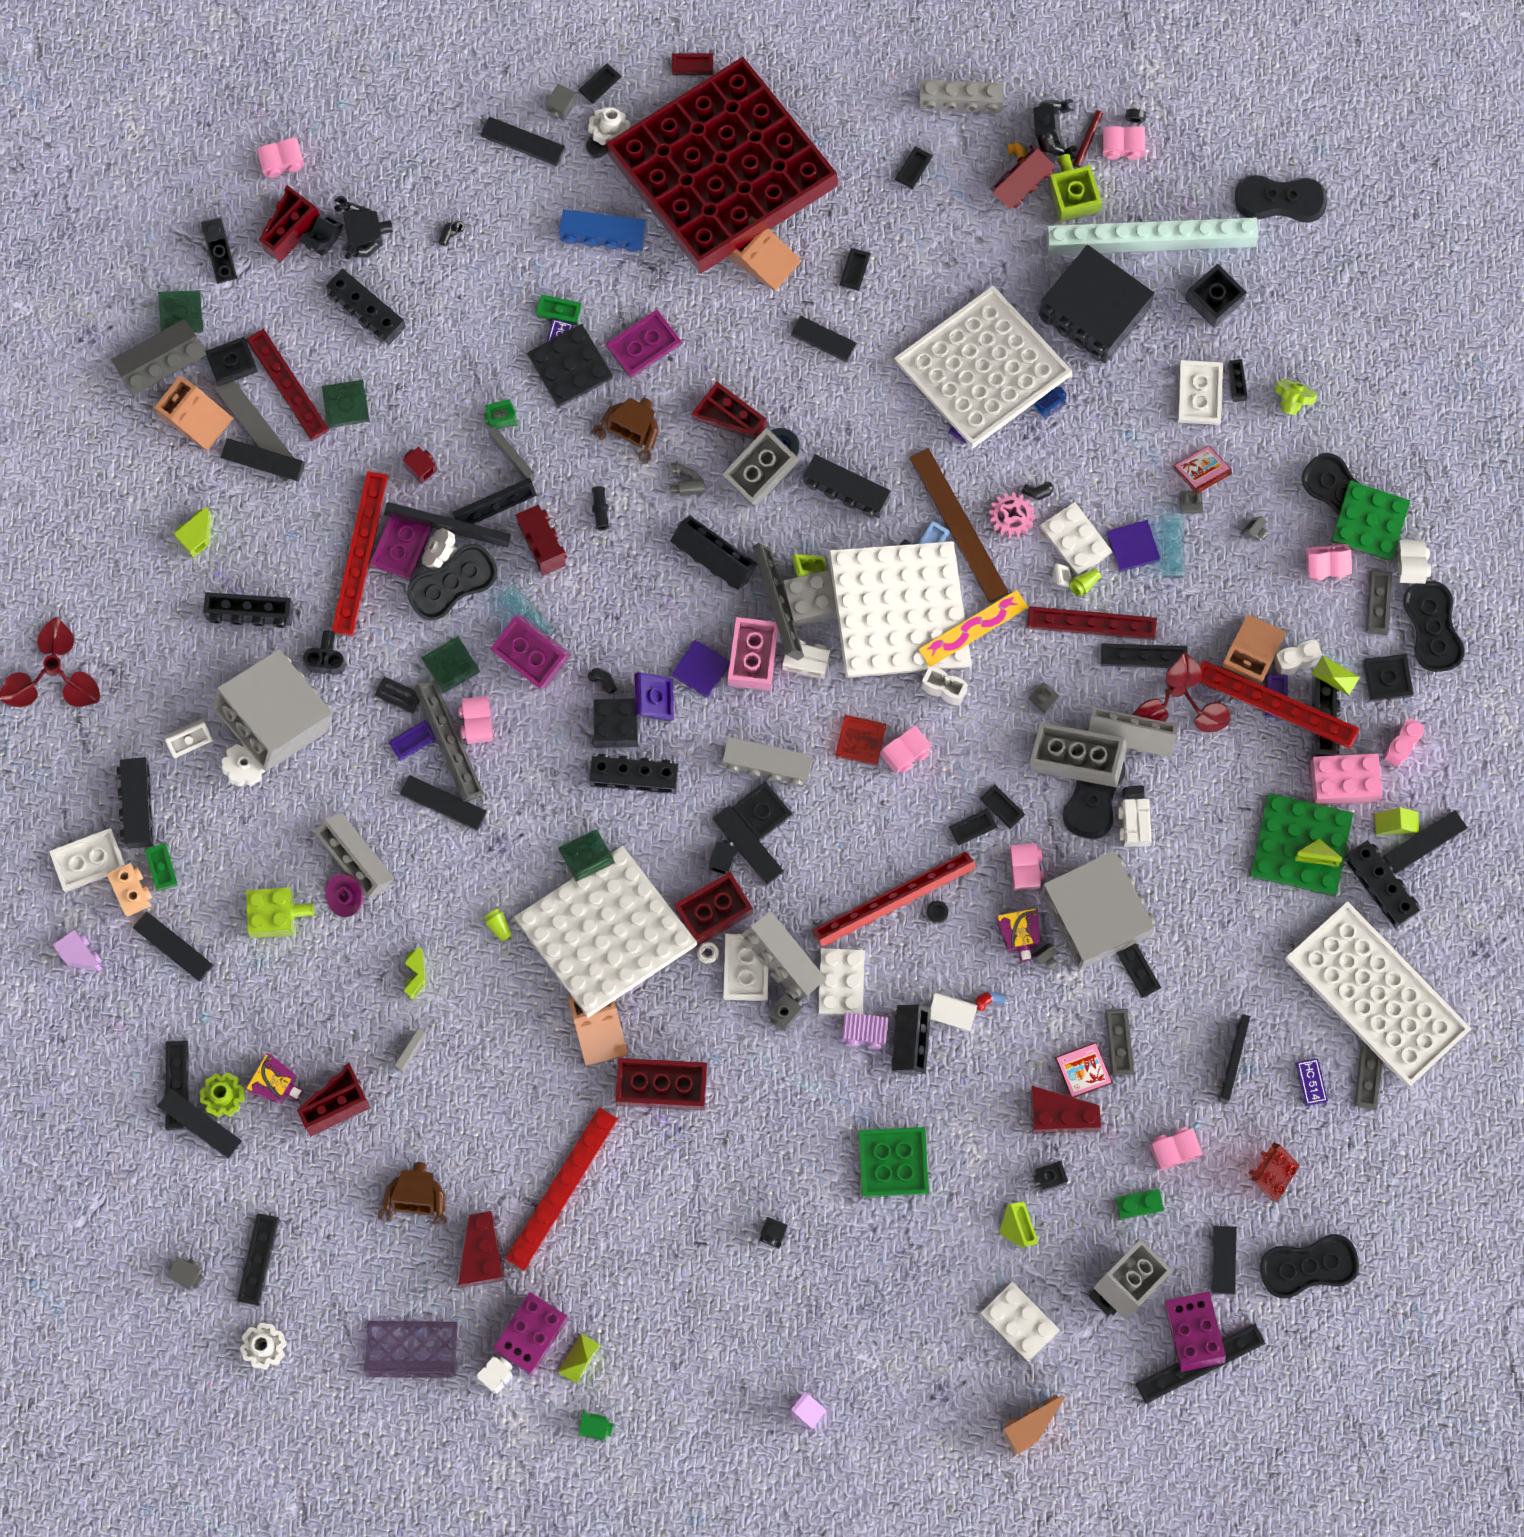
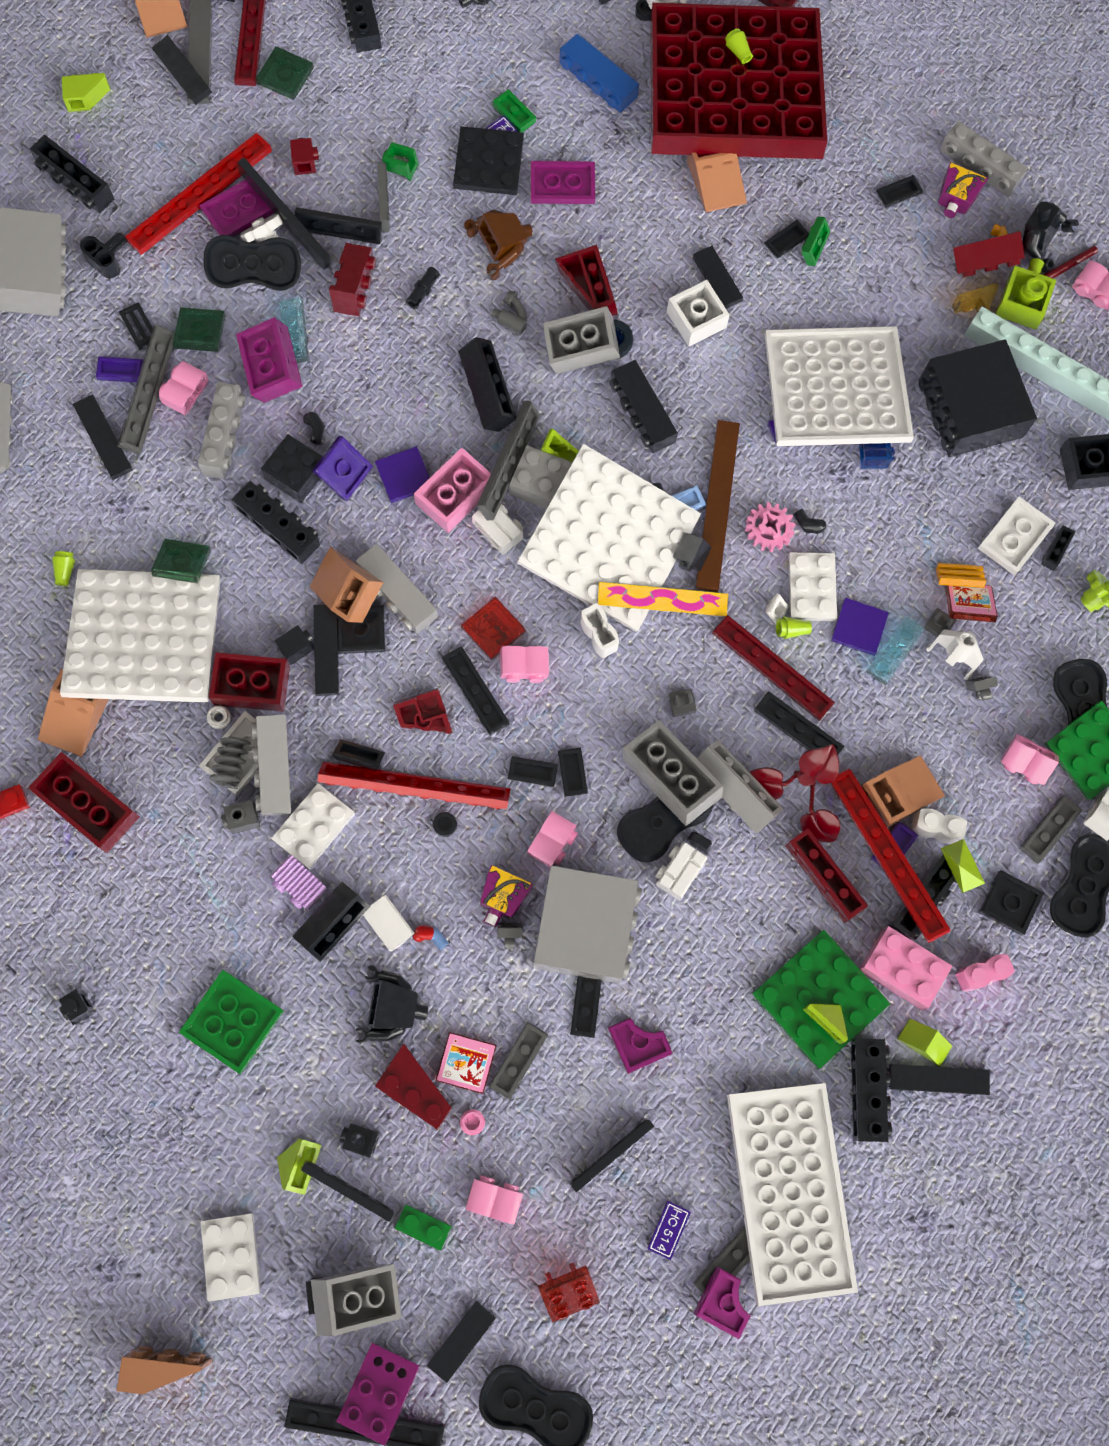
camera: 30 degrees right, 0 degrees up
(538, 738) = (221, 430): none -> light grey brick
(707, 137) = (738, 44): none -> lime cone
(729, 786) = (345, 586): none -> nougat slope
(747, 977) = (229, 761): none -> dark grey piece
(832, 381) = (697, 313): none -> white brick
(835, 906) = (358, 755): none -> black tile
(858, 840) = (423, 712): none -> dark red slope
(880, 258) = (816, 240): none -> green plate
(884, 797) = (475, 691): none -> black tile
(960, 135) = (960, 190): none -> torso
(968, 577) = (691, 552): none -> black brick
(1002, 1068) = (391, 1007): none -> black torso
(1041, 218) = (975, 299): none -> clear yellow slope
(1068, 1215) = (347, 1190): none -> black tile
(1079, 184) = (1035, 288): none -> lime tile
(1119, 1108) = (472, 1122): none -> bright pink plate
(1178, 451) = (960, 575): none -> light orange tile
(1196, 971) = (638, 1047): none -> magenta tile
(1220, 512) = (960, 648): none -> white piece
(1243, 751) = (826, 875): none -> dark red brick
(1385, 1105) = (721, 1304): none -> magenta tile

